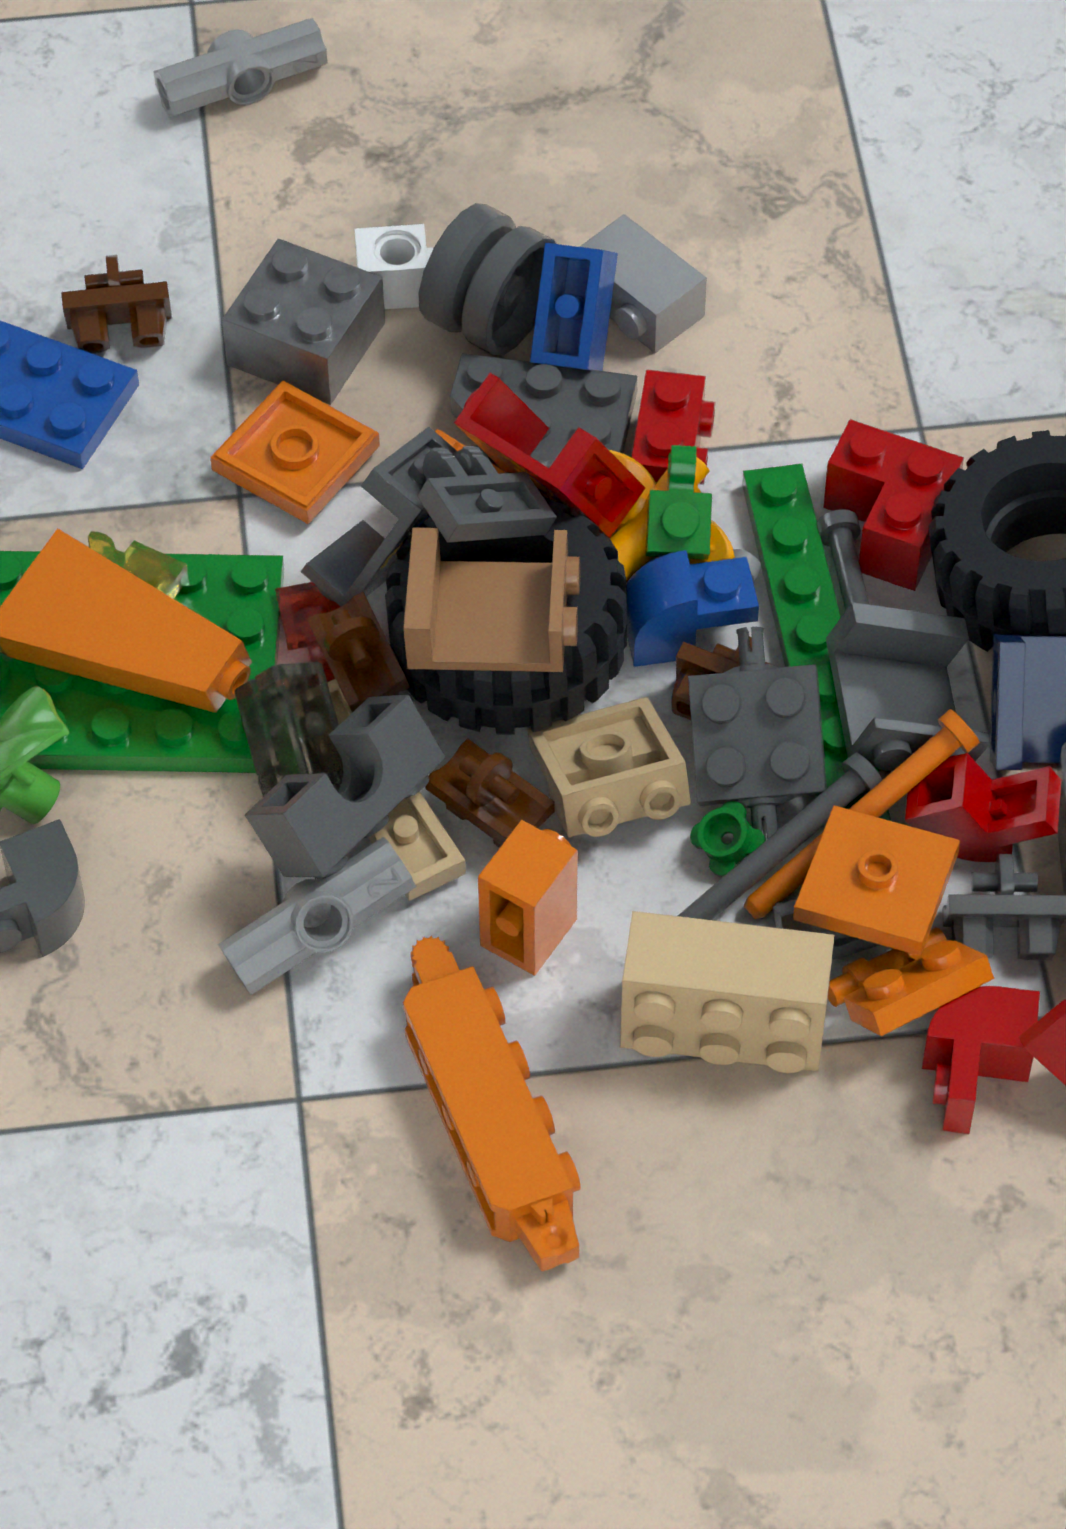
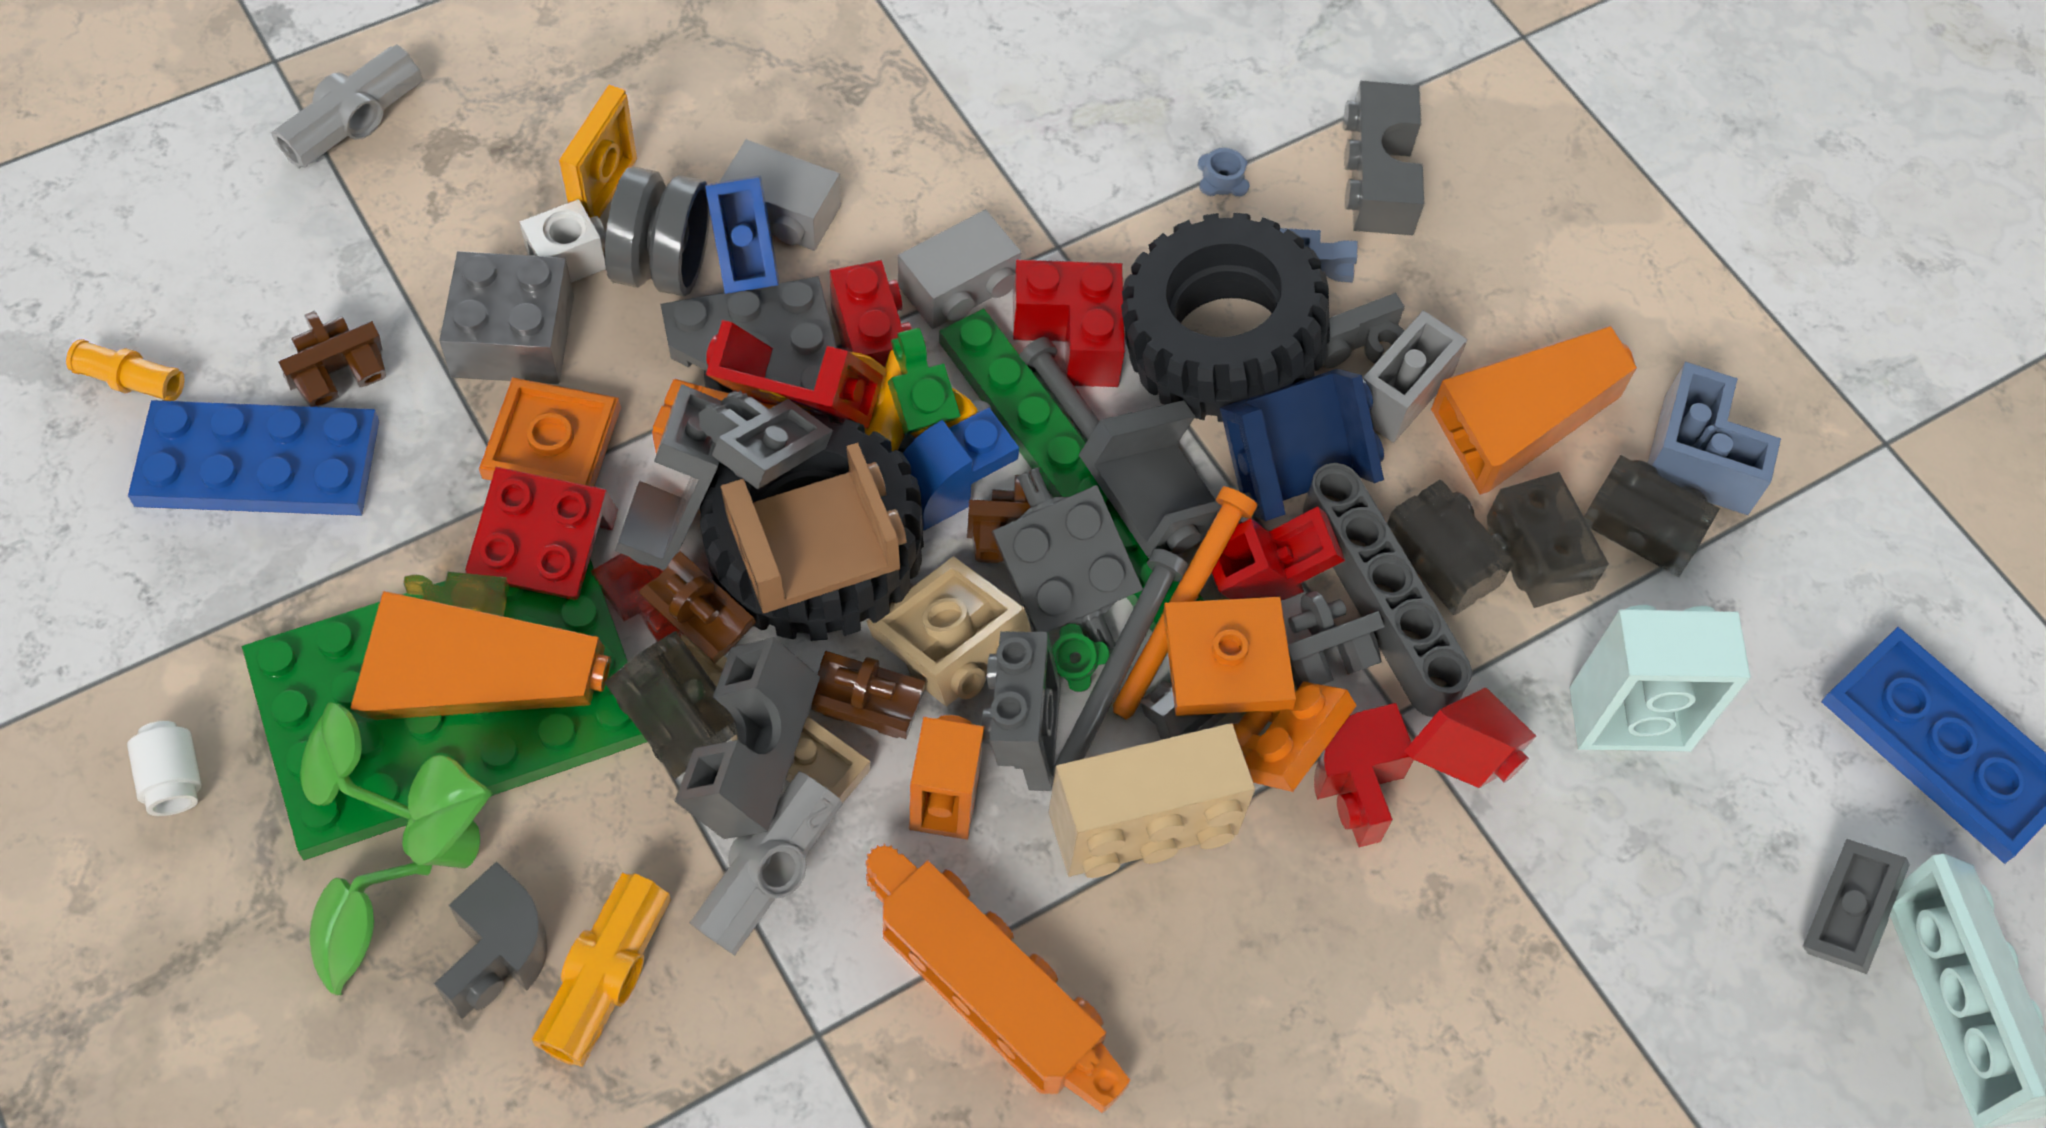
camera: 30 degrees left, 5 degrees up
(118, 957) = (601, 969): none -> light orange piece
(240, 533) = (539, 532): none -> red bracket
(465, 174) = (599, 153): none -> light orange plate
(642, 852) = (1024, 706): none -> dark grey plate
(790, 413) = (958, 269): none -> light grey brick

